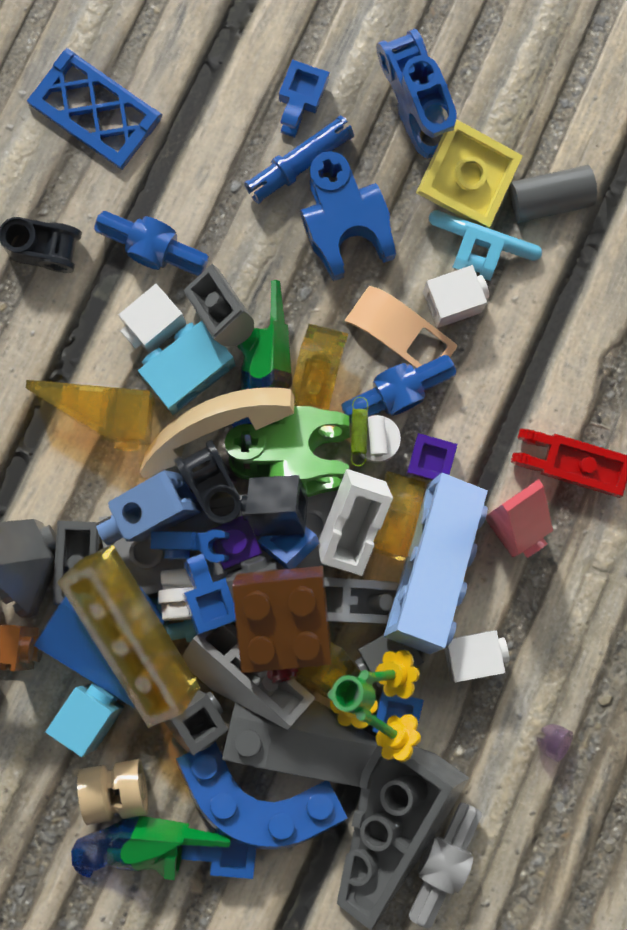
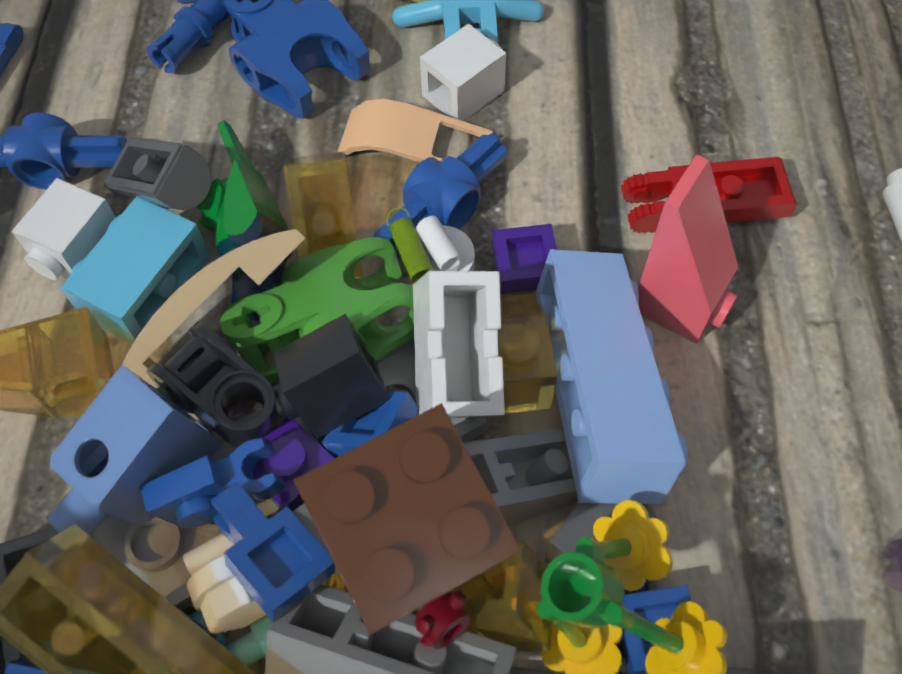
camera: 20 degrees left, 20 degrees down
(476, 656) = (725, 486): white brick -> none

